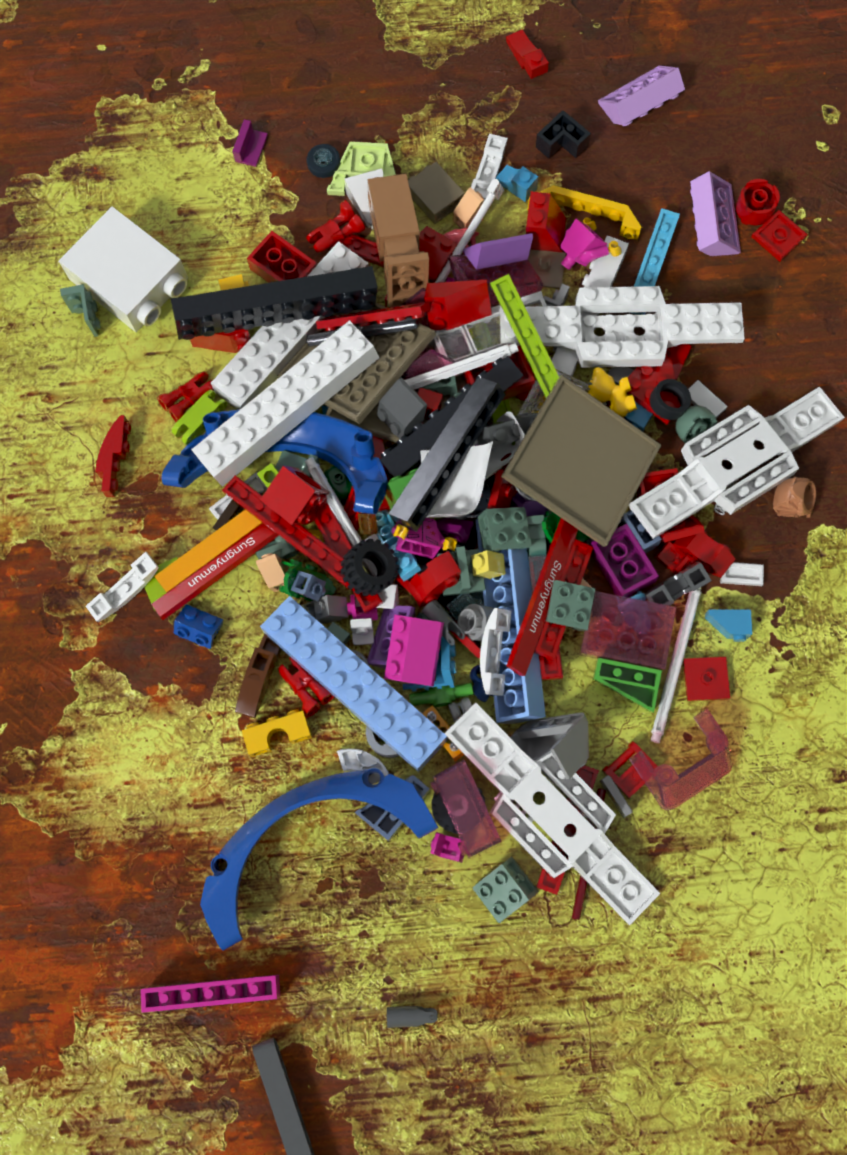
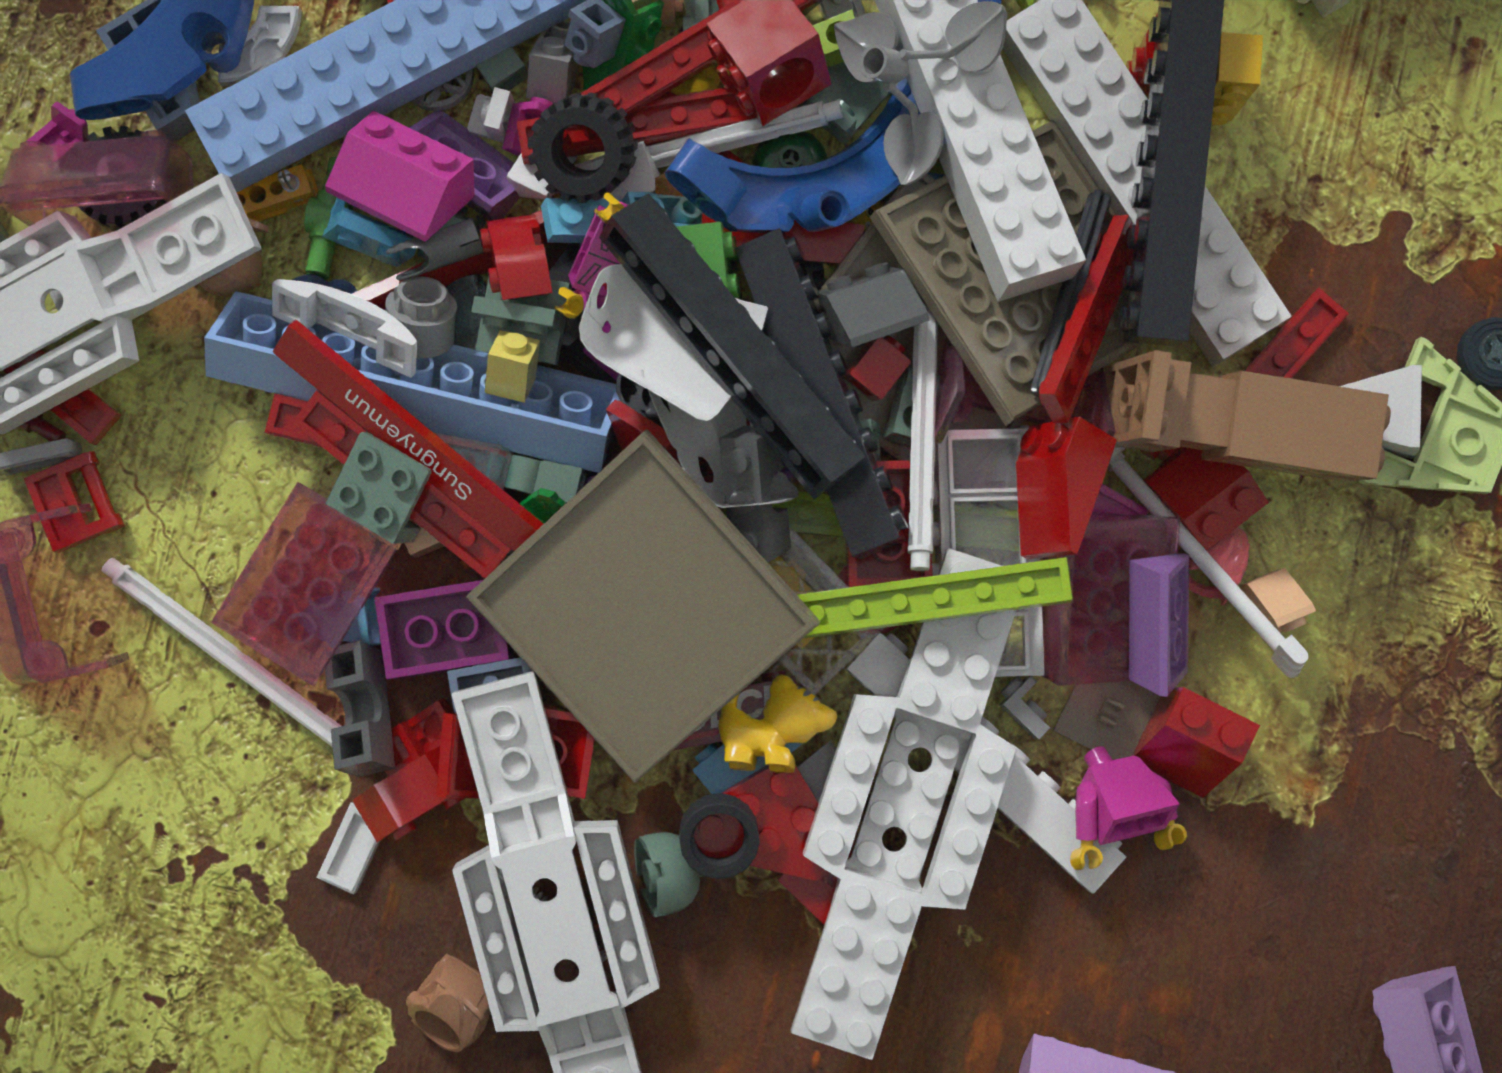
camera: 110 degrees right, 10 degrees up
(279, 260) = (1284, 192): red brick -> none
(317, 419) = (870, 55): none -> light grey plant
(331, 233) = (1322, 313): red piece -> none
(435, 192) = (1347, 550): dark tan brick -> none
(464, 705) = (286, 243): light grey wheel -> none
(489, 164) = (1366, 679): white slope -> none
(504, 529) = (564, 419): sand green bracket -> none
(518, 181) = (1316, 727): dark azure arch -> none
(562, 735) = (154, 388): light grey windscreen -> none
(565, 133) = (1395, 857): black brick -> none
(597, 206) = (1138, 915): yellow slope -> none
(630, 681) = (217, 554): bright green wedge -> none
(656, 250) = (1059, 944): medium azure plate -> none
(704, 397) = (715, 918): white tile -> none
(706, 679) = (184, 702): red plate -> none
(731, 623) = (263, 788): dark azure slope -> none

